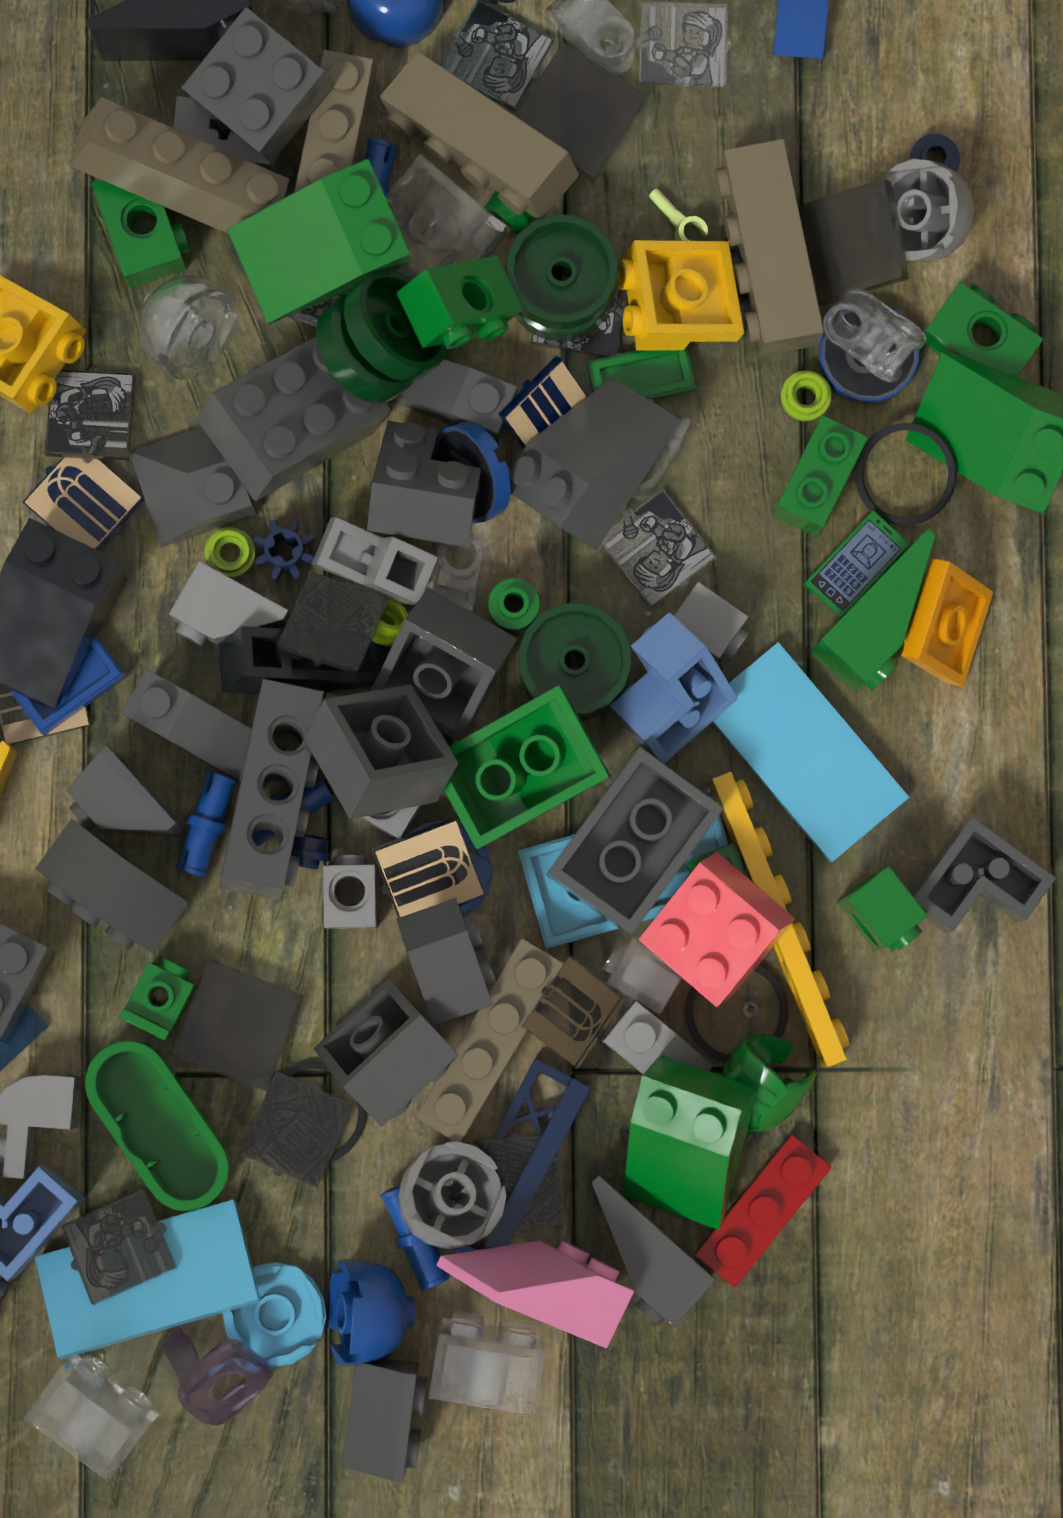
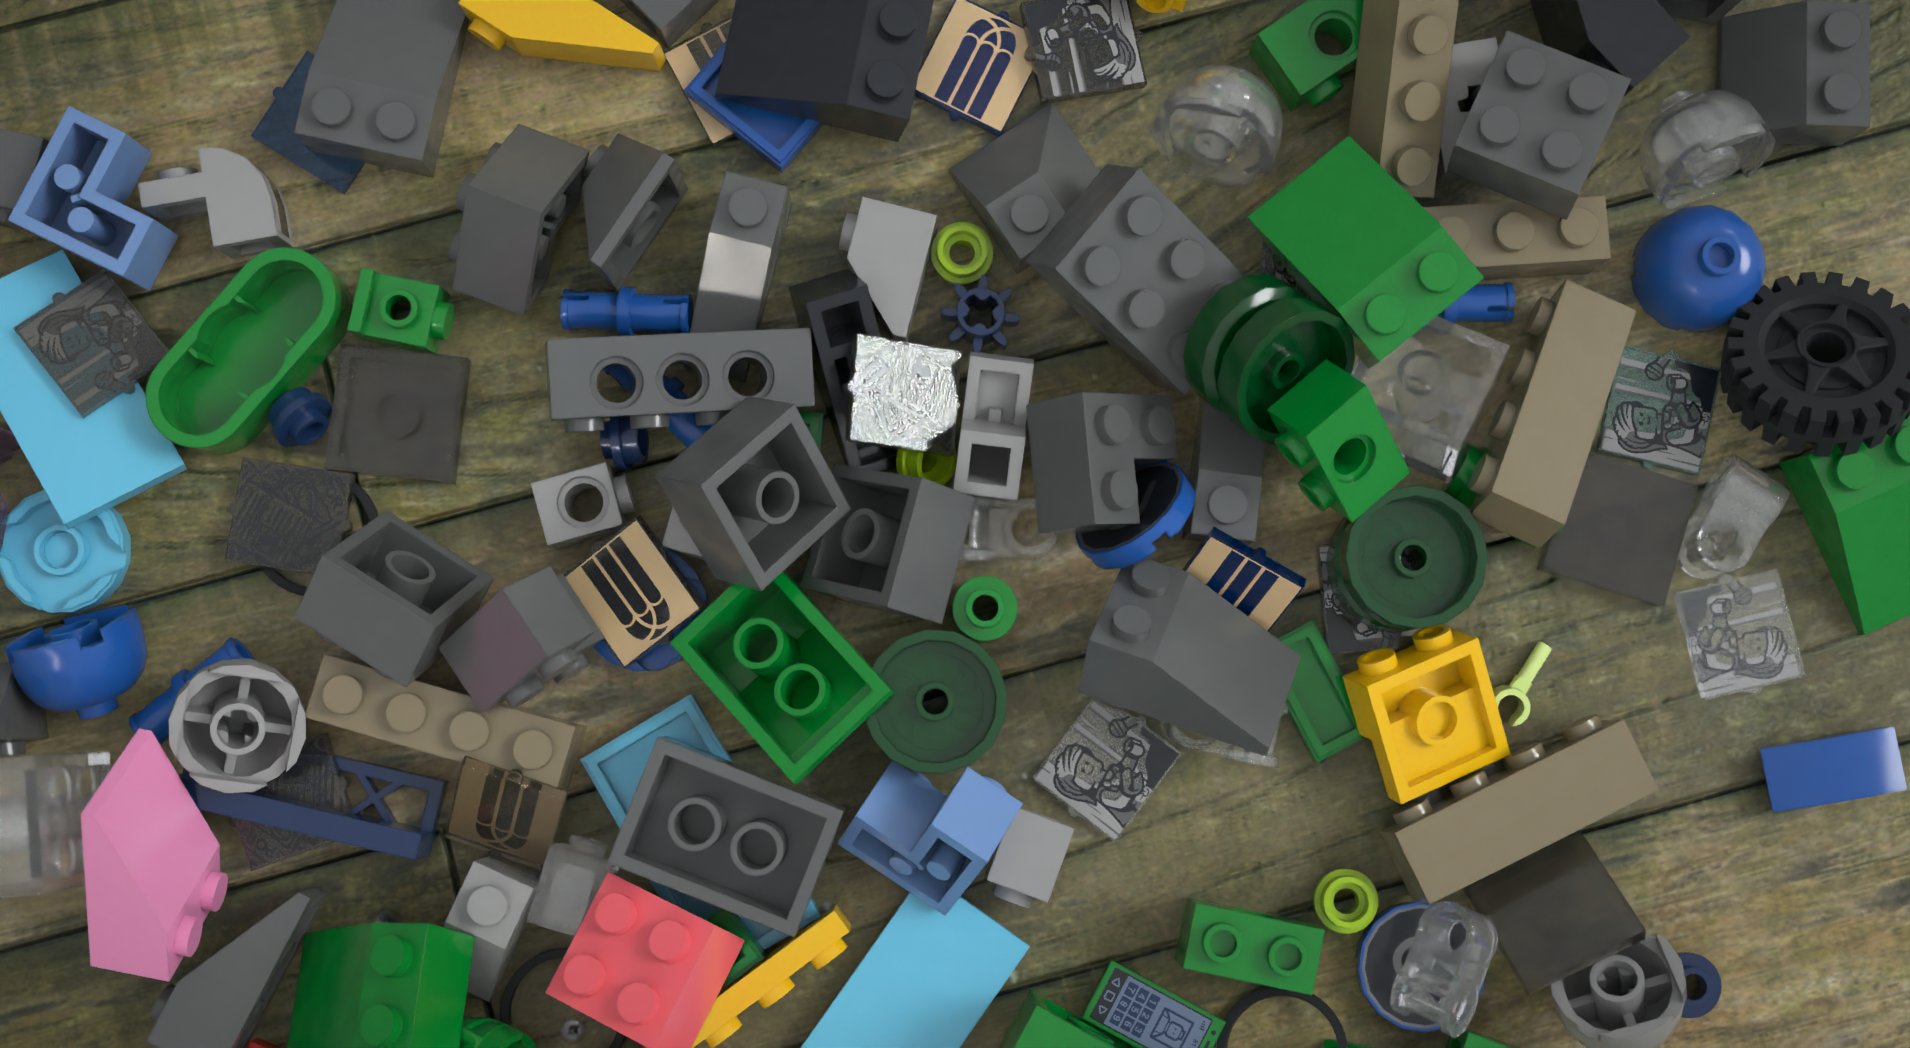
camera: 75 degrees right, 0 degrees up
(221, 1099) = (299, 417): none -> dark blue plate

